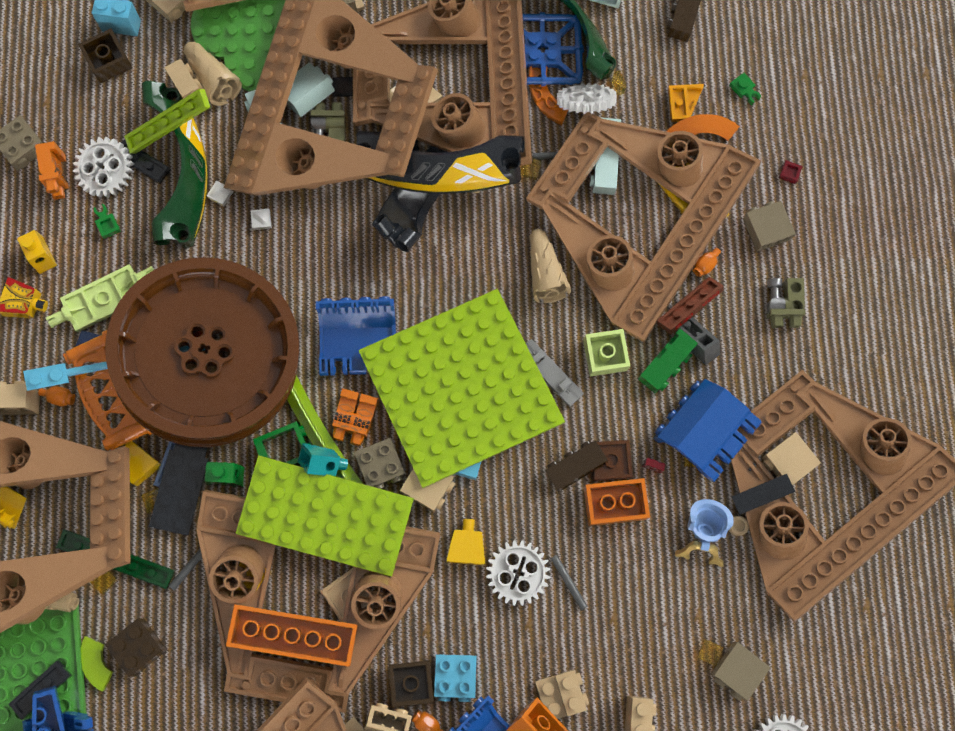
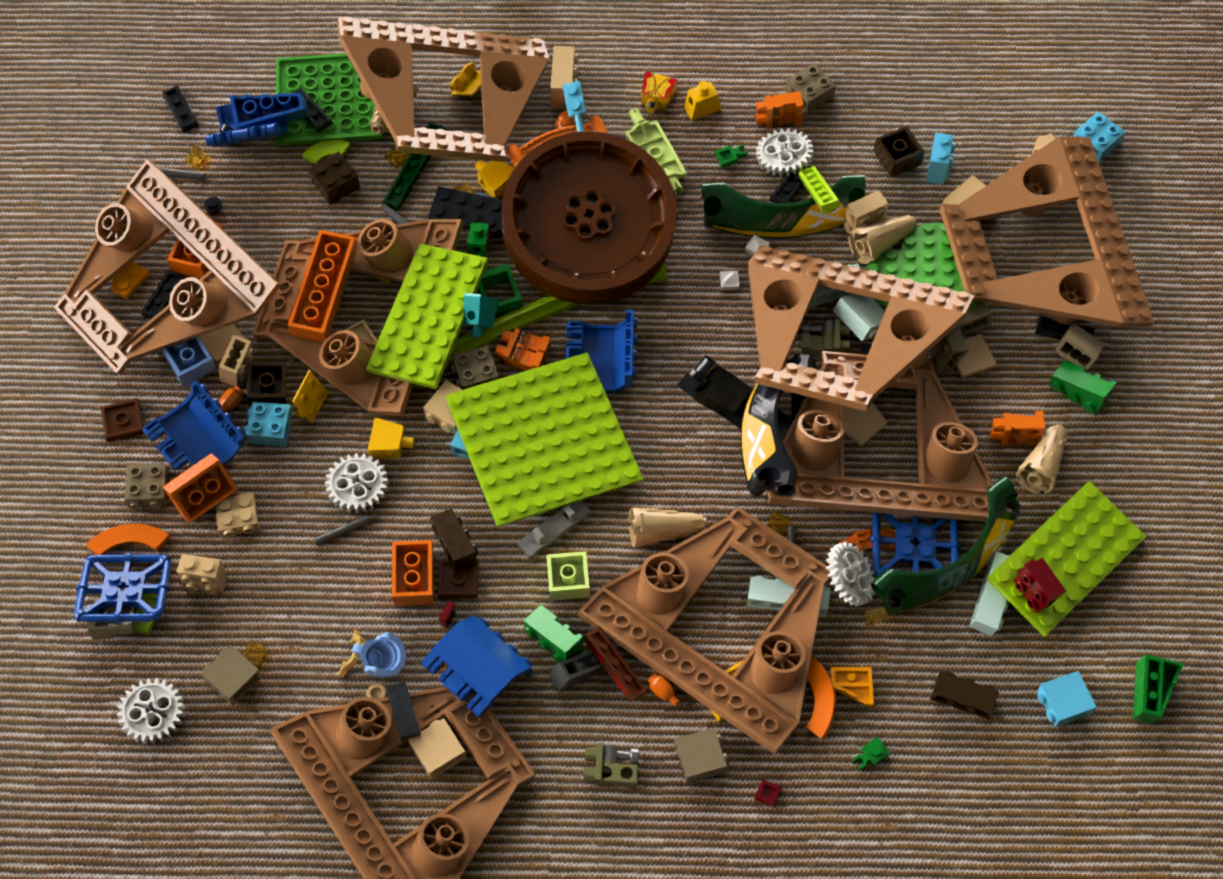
camera: 100 degrees right, 15 degrees down
(430, 635) = (310, 397): none -> yellow hinge

